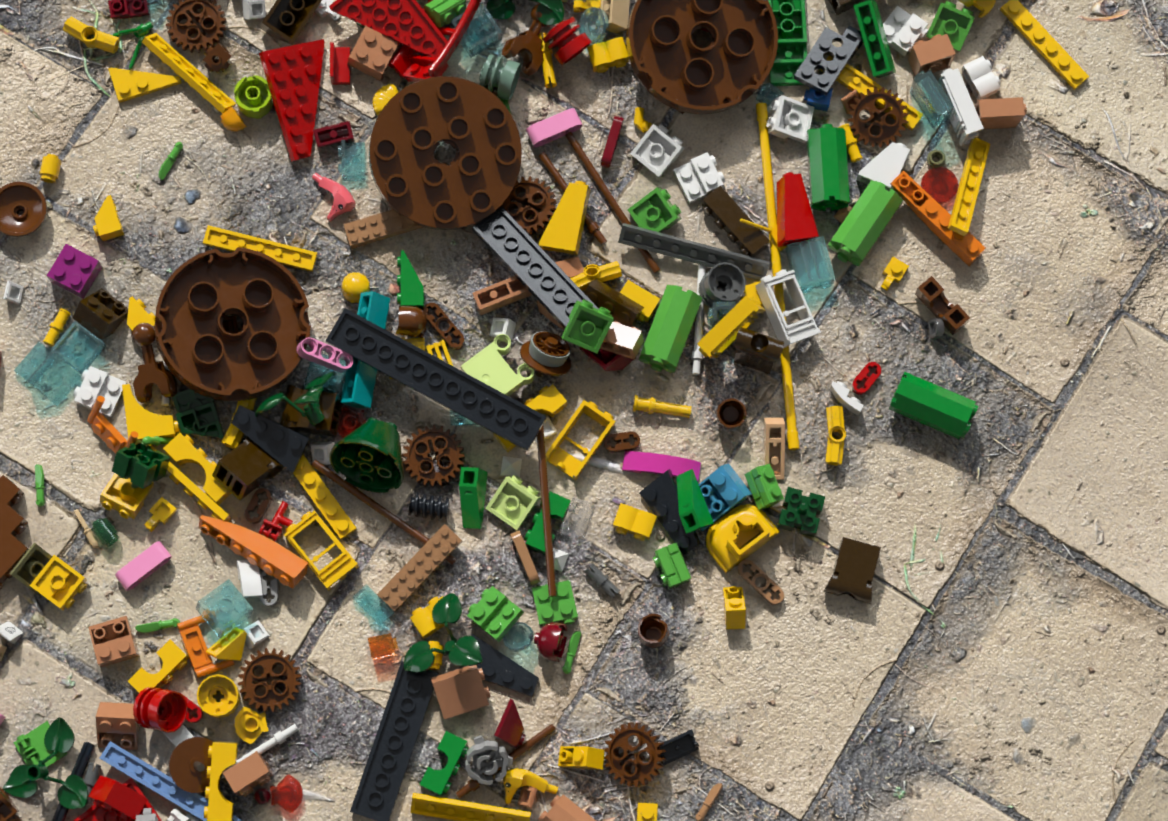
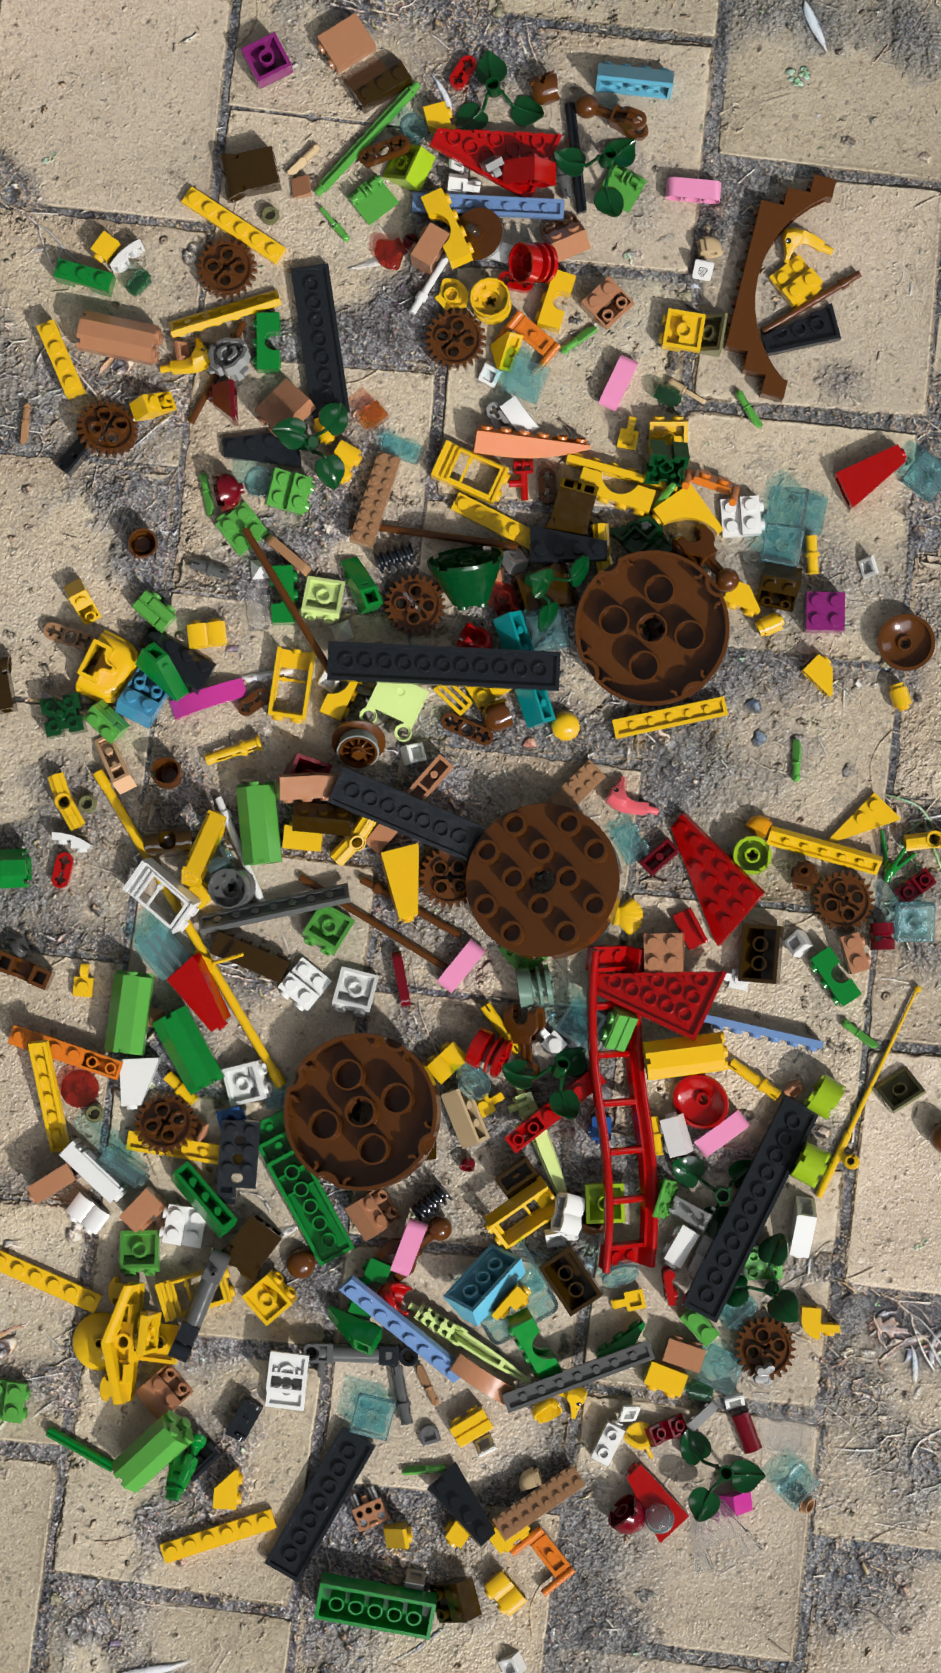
camera: 155 degrees right, 10 degrees up
(128, 285) = (769, 624): none -> yellow brick
(316, 357) = (563, 640): bright pink beam -> none
(397, 396) = (474, 637): none -> red piece
(411, 287) = (512, 747): green slope -> none
(508, 27) = (552, 1042): none -> white plate
(587, 325) = (329, 777): bright green plate -> none
(639, 121) = (385, 1012): yellow arm -> none
(816, 419) = (81, 801): none -> olive plate

